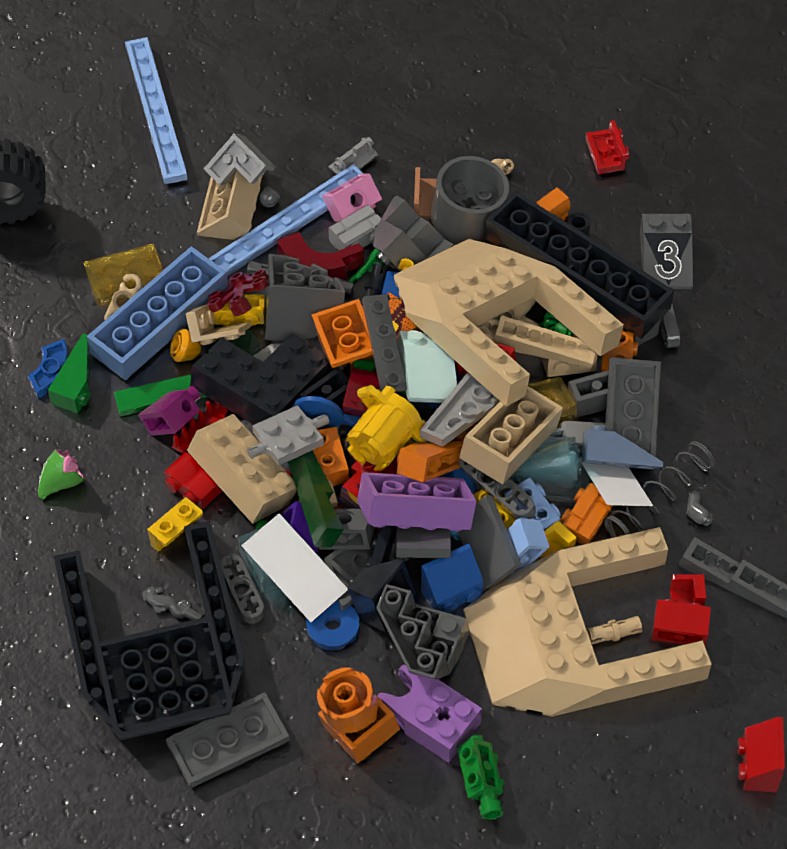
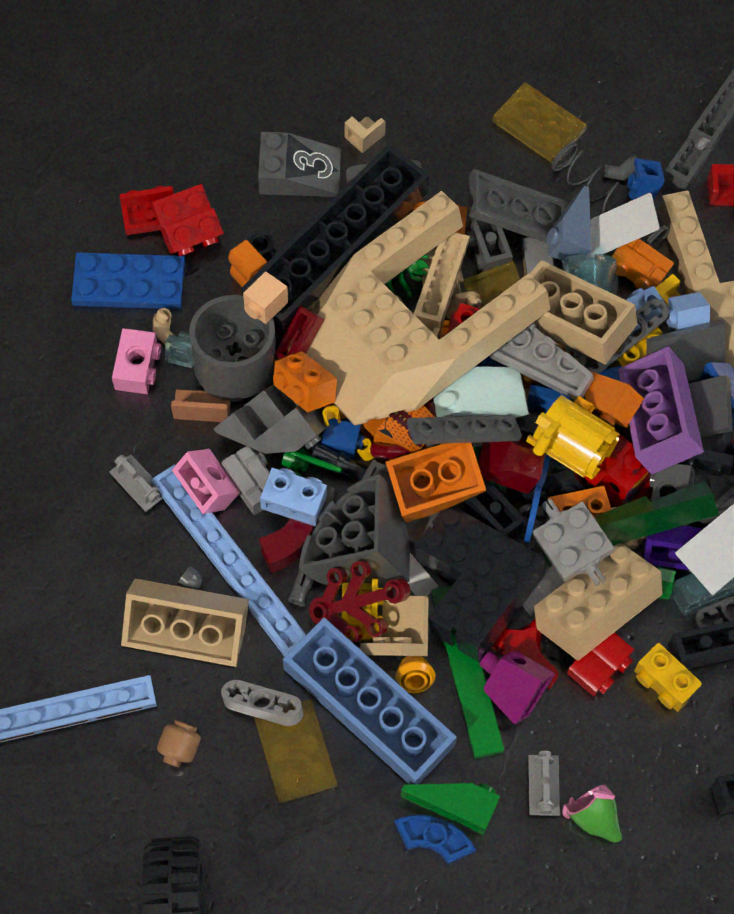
camera: 90 degrees left, 10 degrees up
(88, 441) = (544, 784): none -> light grey hinge
(123, 291) = (352, 761): tan piece -> none
(131, 195) = (178, 743): none -> medium nougat head
(161, 252) = (255, 692): none -> light grey beam
(238, 155) = (152, 599): light grey panel -> none
(332, 245) = (293, 496): none -> light blue brick
(414, 435) = (585, 404): none -> light orange piece
(429, 238) = (305, 381): none -> orange brick
(459, 144) = (133, 346): none -> bright pink brick
(476, 238) = (302, 338): none -> dark red tile
(500, 199) = (265, 298): none -> light nougat brick
(536, 375) = (469, 298): none -> tan arm
(541, 144) = (128, 280): none -> blue plate
(597, 171) = (187, 220): none -> red plate
(680, 518) = (646, 178): none -> blue brick
(709, 302) = (364, 133): none -> tan panel
(743, 441) = (538, 122): none -> clear yellow plate

